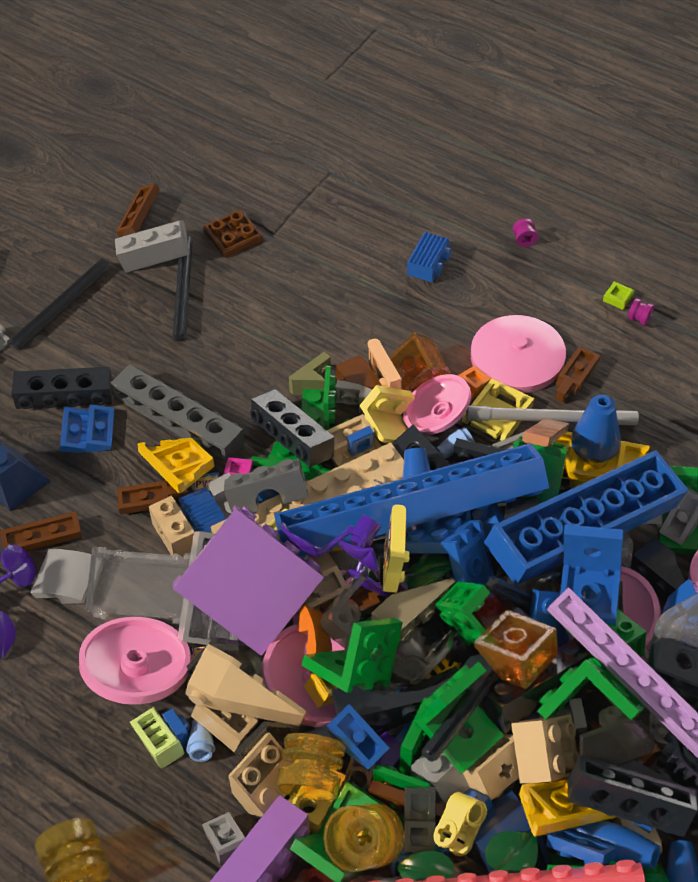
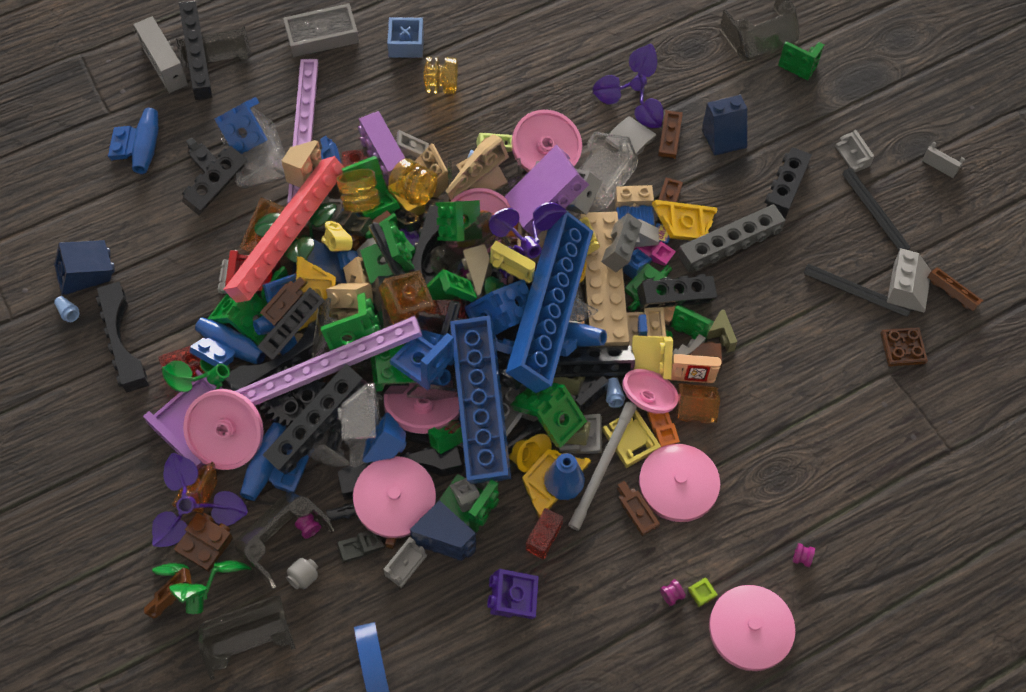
camera: 115 degrees right, 10 degrees up
(87, 429) = (746, 186): blue slope -> none
(358, 737) = (411, 209): blue slope -> none
(428, 257) = (808, 467): blue brick -> none
(545, 432) = (574, 428): nougat tile -> none
(605, 821) = (283, 300): none -> reddish brown hinge
(623, 250) = (752, 628): none -> bright pink dish
(641, 561) = (446, 437): none -> green leg
(667, 433) = (544, 533): none -> clear red brick

